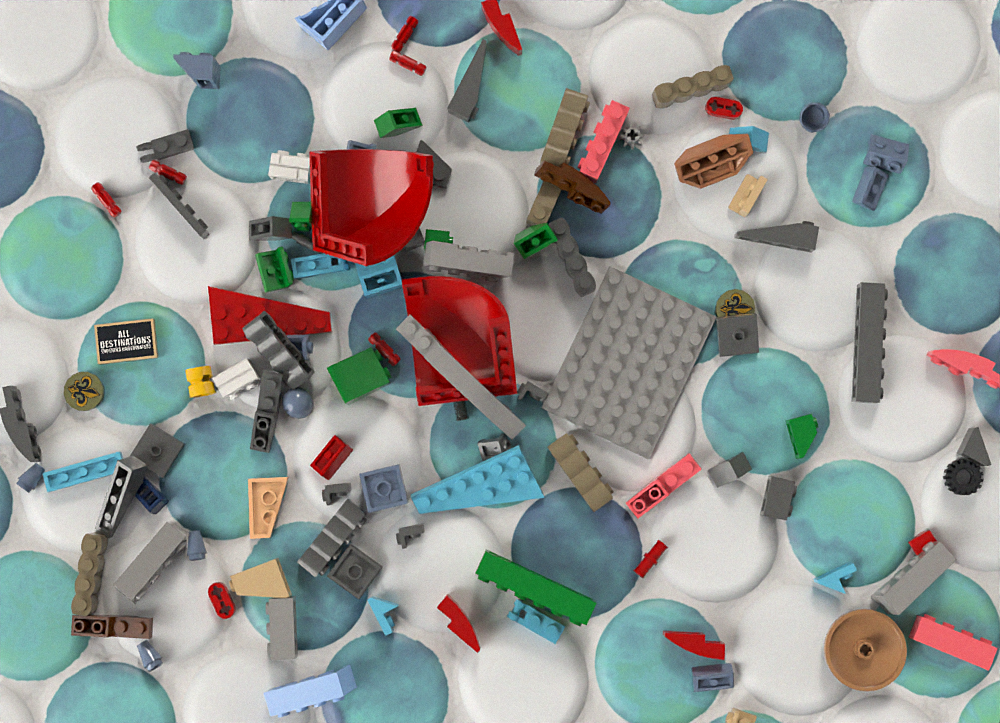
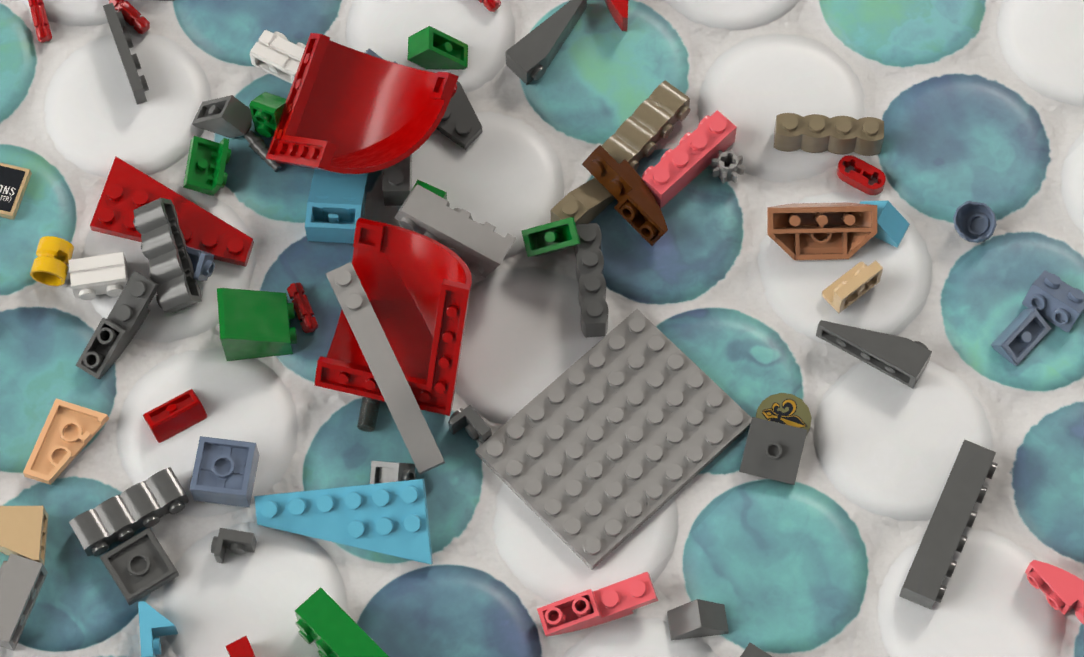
camera: 20 degrees right, 20 degrees down
(297, 403) = (162, 333): sand blue hair -> none
(316, 265) = (266, 179): medium azure plate -> none
(338, 489) = (164, 453): dark grey bracket -> none
(580, 473) = (492, 548): dark tan brick -> none
(802, 433) = (814, 605): green slope -> none

